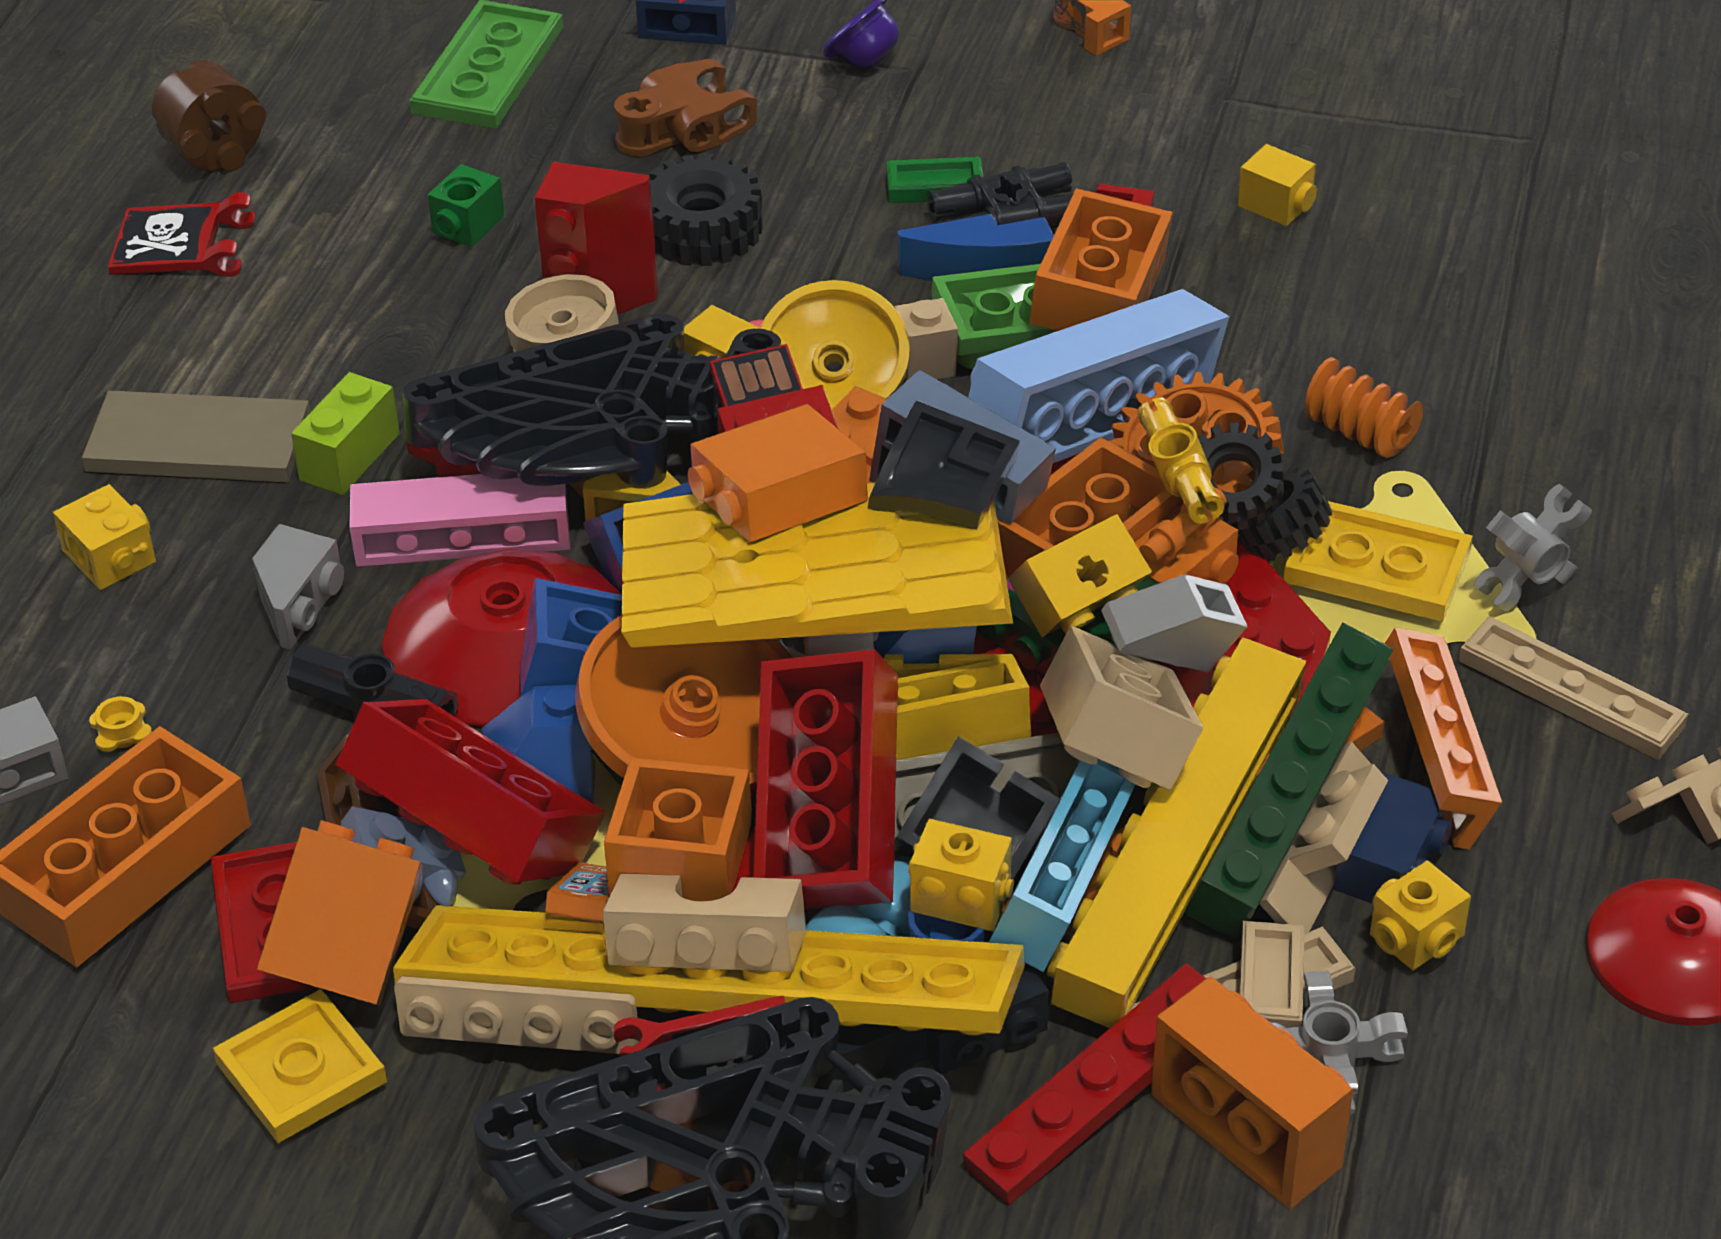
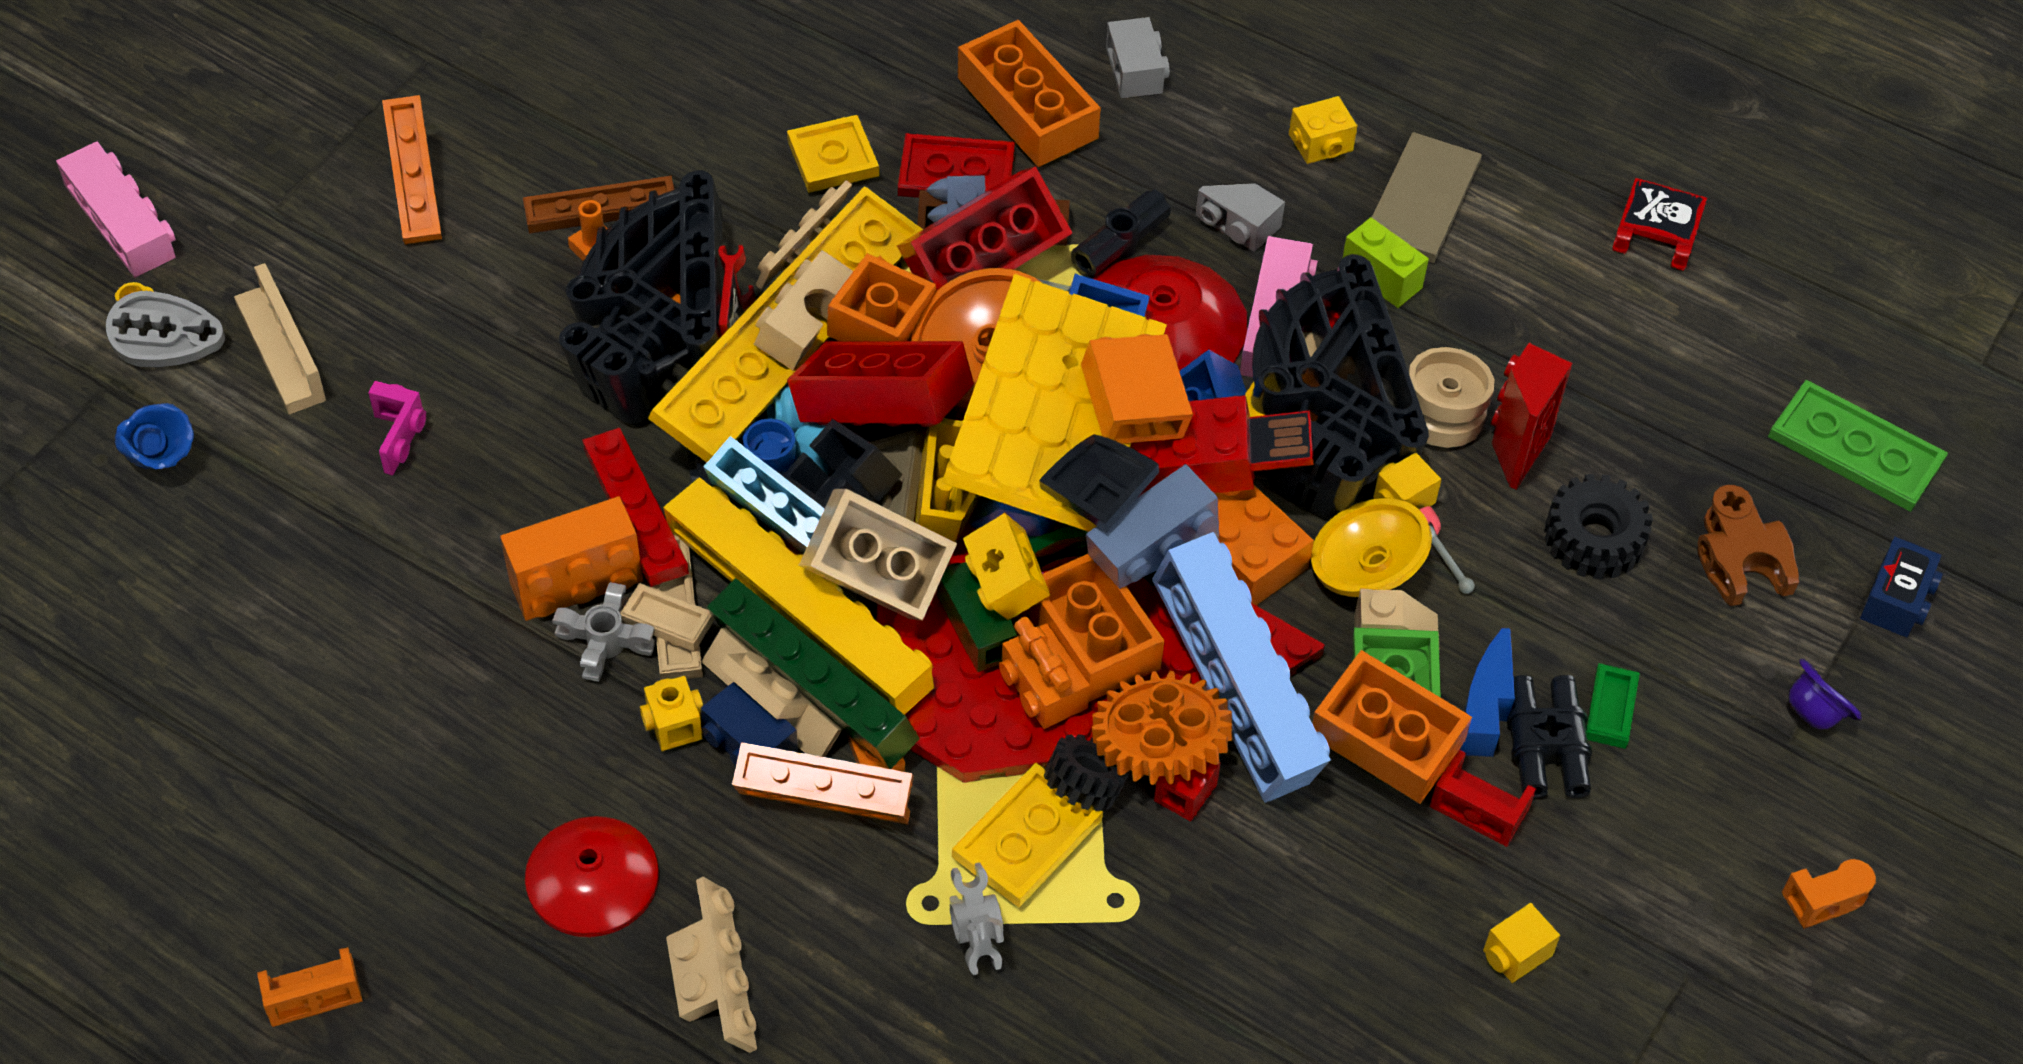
camera: 105 degrees right, 10 degrees up
(119, 723) = (1148, 119): yellow plate -> none
(208, 116) = (1783, 237): reddish brown brick -> none
(342, 913) = (909, 163): orange brick -> none
(466, 205) = (1643, 381): green brick -> none
(960, 874) = (779, 432): yellow head -> none
(1177, 622) = (943, 609): light grey slope -> none
(1180, 460) = (1092, 655): yellow pin -> none
(1263, 459) = (1102, 731): black tyre -> none
(1359, 411) = (1196, 881): orange piece -> none
(1573, 688) = (852, 916): tan tile -> none

